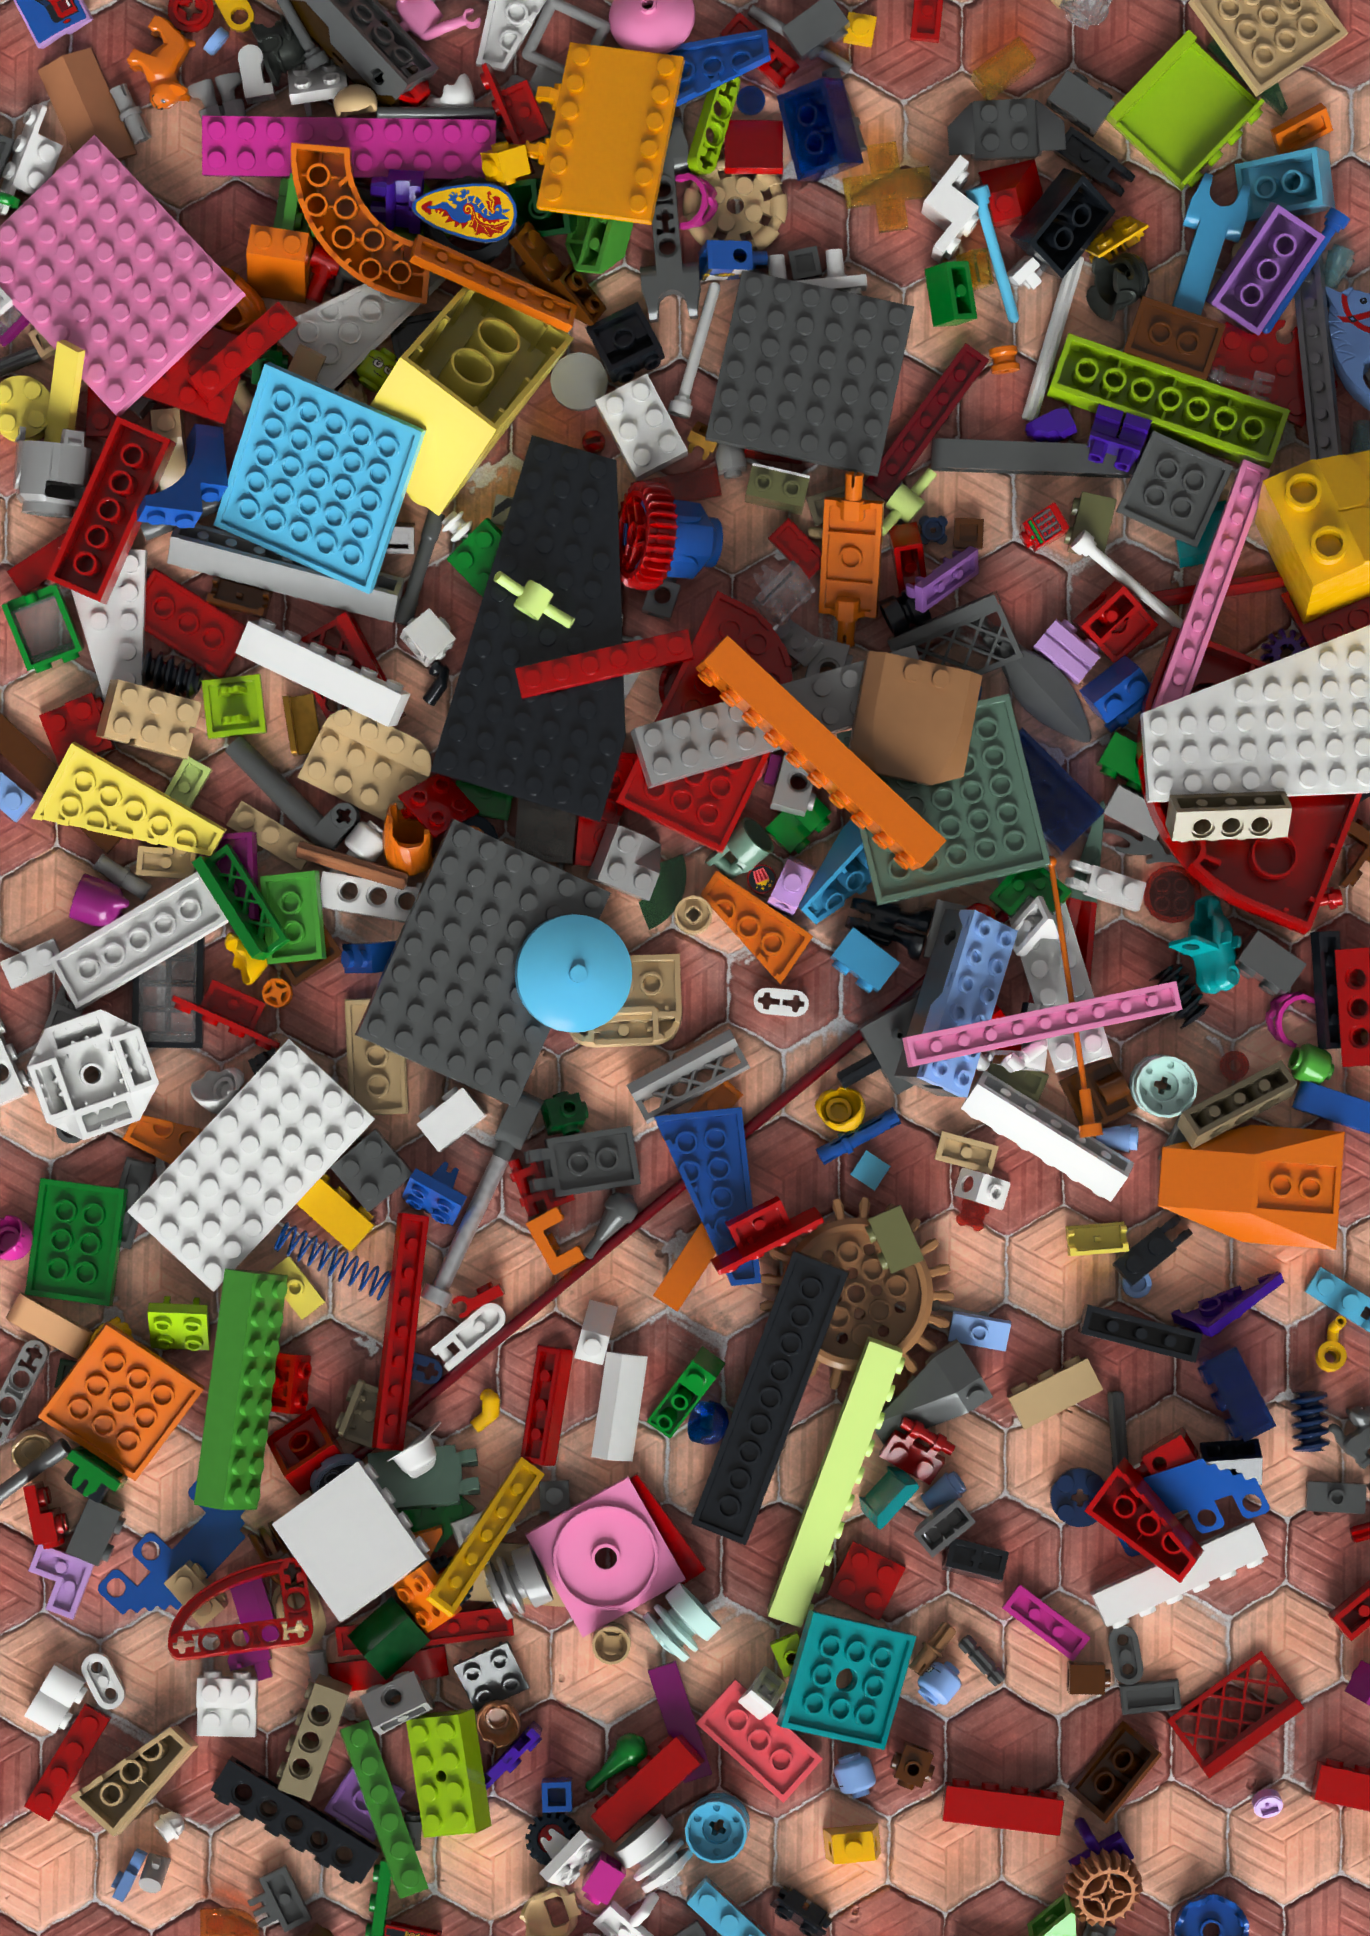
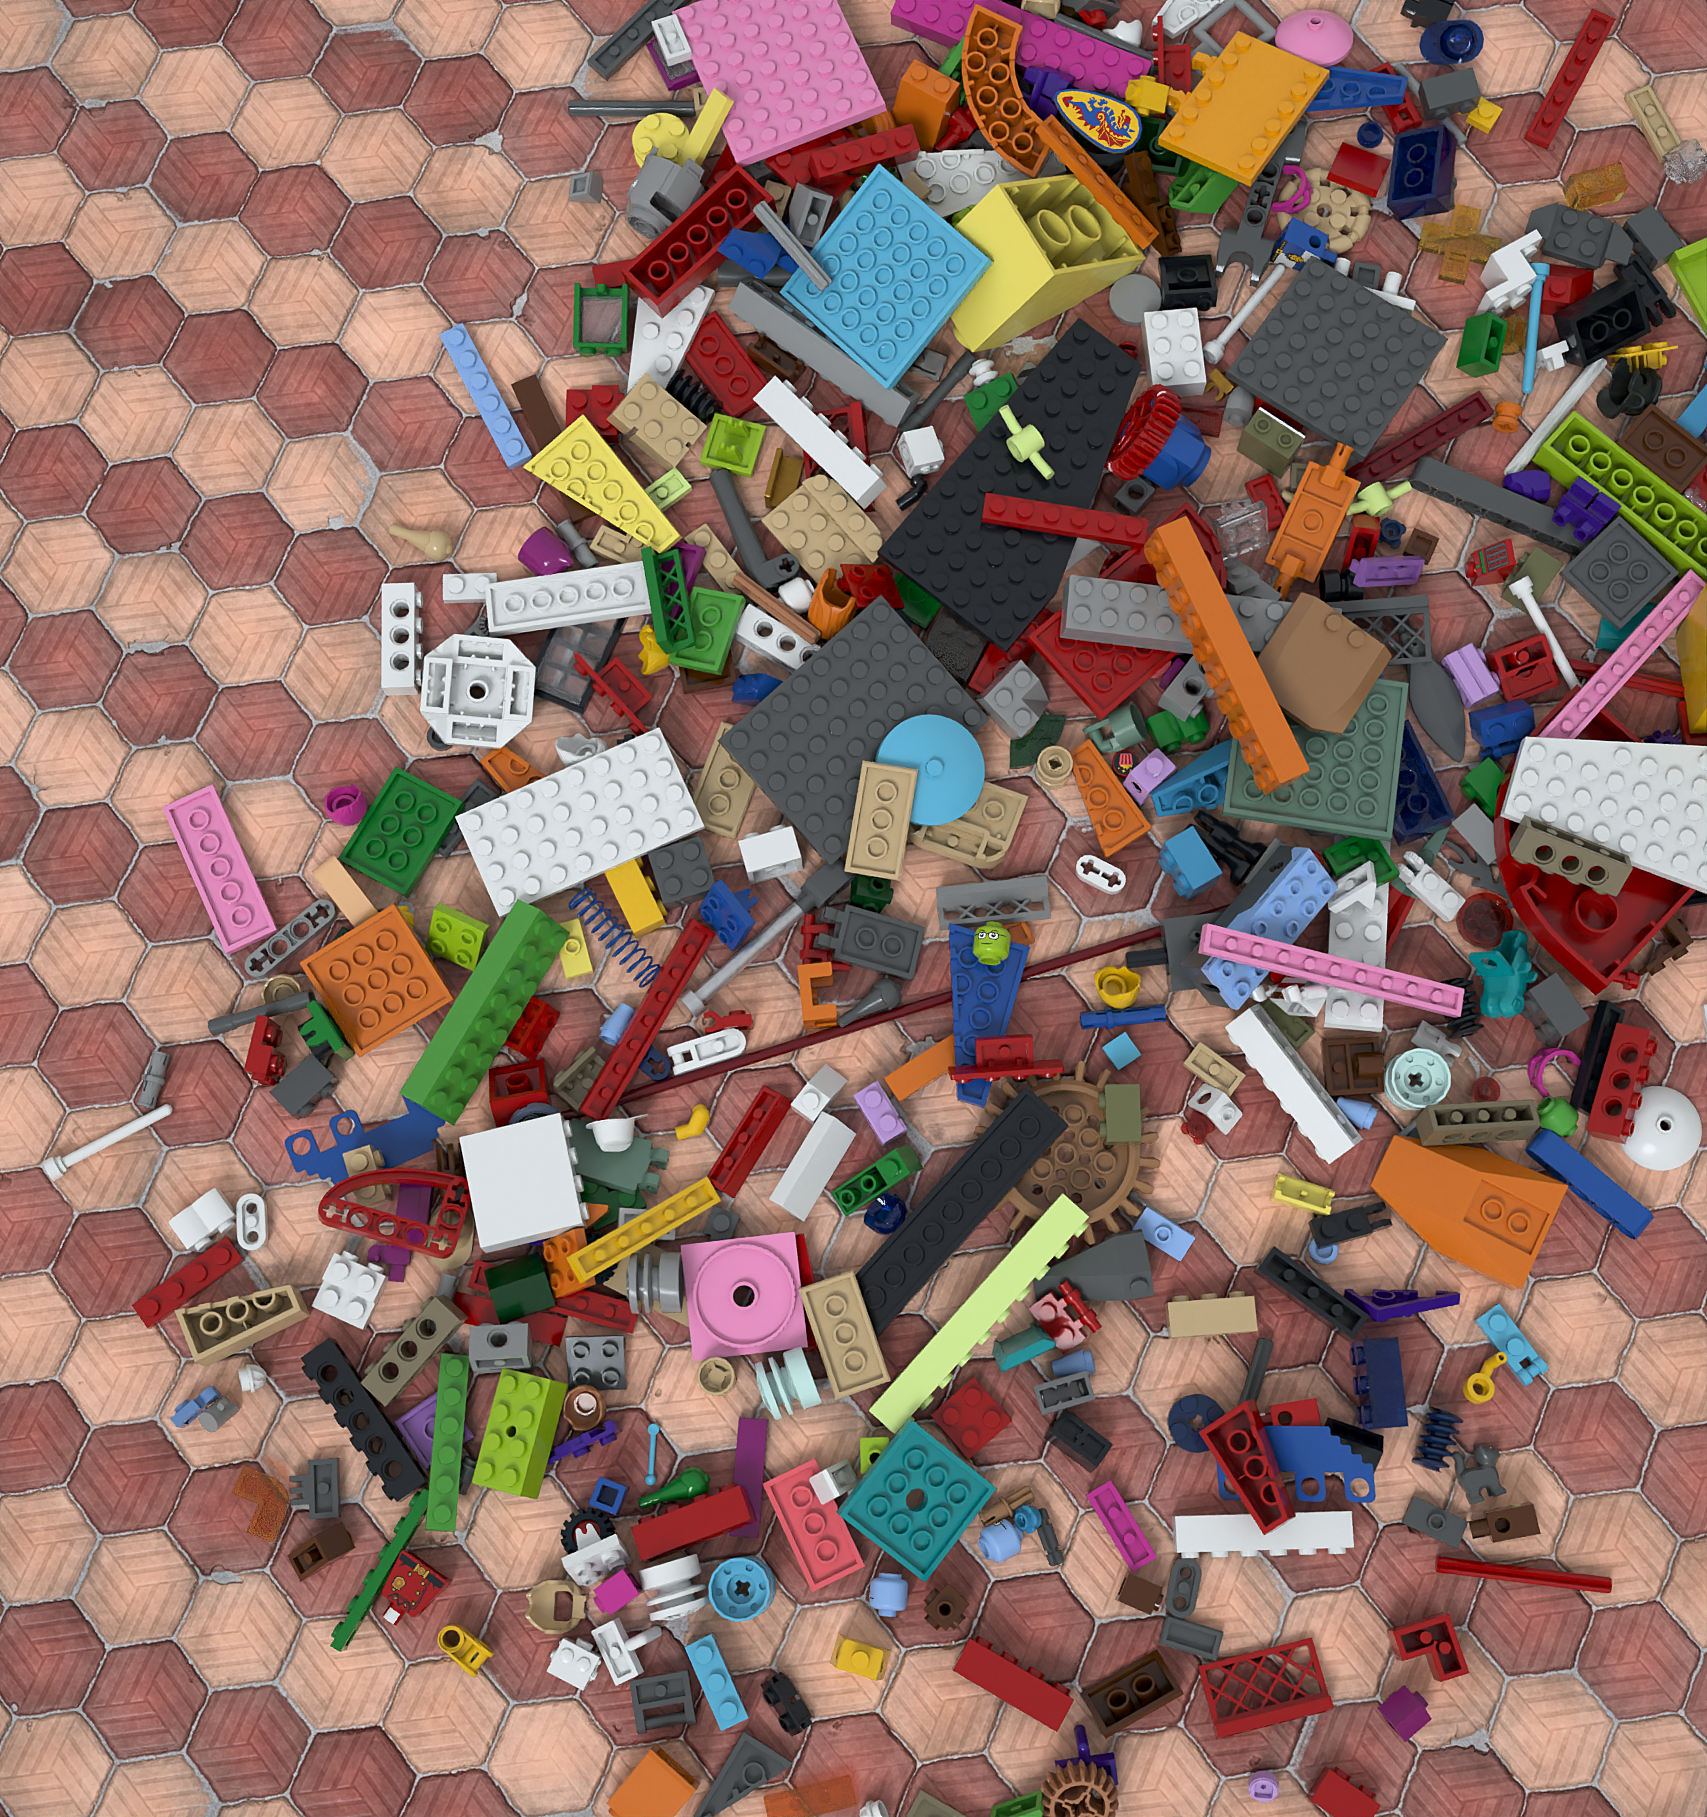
camera: 25 degrees right, 10 degrees down
(70, 1577) = (265, 1118): lavender plate -> none
(210, 482) = (792, 245): none -> light grey axle
(211, 437) = (808, 213): none -> light grey slope
(273, 991) = (666, 686): orange wheel -> none
(371, 1345) = (616, 1024): none -> light blue cone
(547, 1046) = (881, 820): none -> tan tile
(571, 1715) = (653, 1430): none -> medium azure hinge
(663, 1328) = (880, 1114): none -> lavender brick
(704, 1123) = (991, 943): none -> lime head
(715, 1554) = (844, 1334): none -> tan tile
(716, 123) = (1335, 140): lime beam -> none
(956, 1652) = (1027, 1518): none -> dark azure plate
(1090, 1127) = (1338, 1083): orange piece -> none
(1165, 1038) = (1433, 1039): none -> white plate

